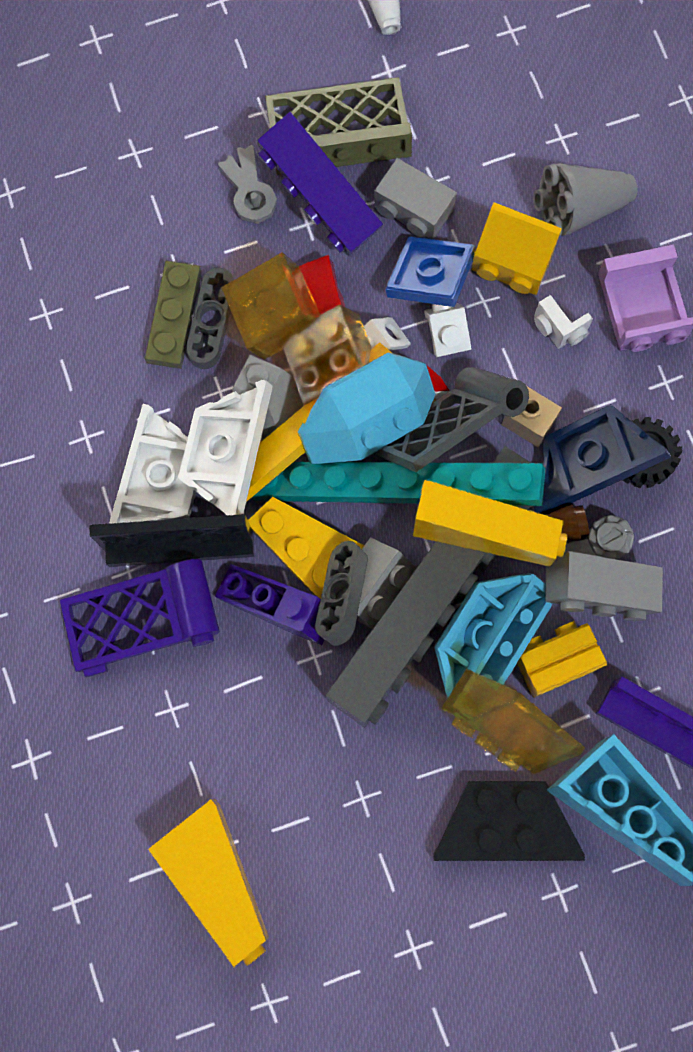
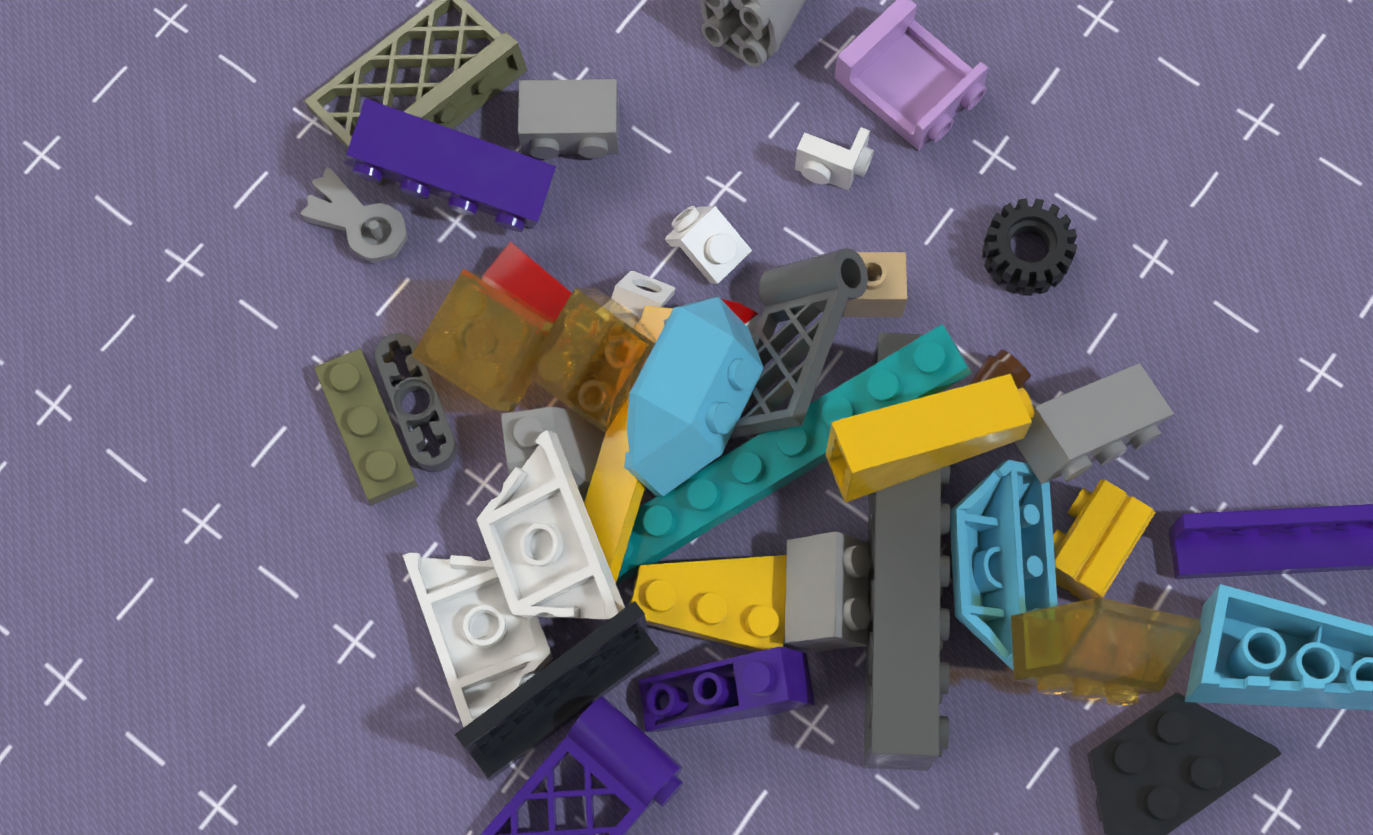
camera: 35 degrees left, 5 degrees down
(335, 616) = (822, 632): dark grey beam -> none
(430, 271) = (645, 188): blue plate -> none
(515, 249) = (729, 104): yellow slope -> none
(594, 456) = (981, 280): dark blue wing -> none
(607, 538) = (1055, 369): light grey piece -> none

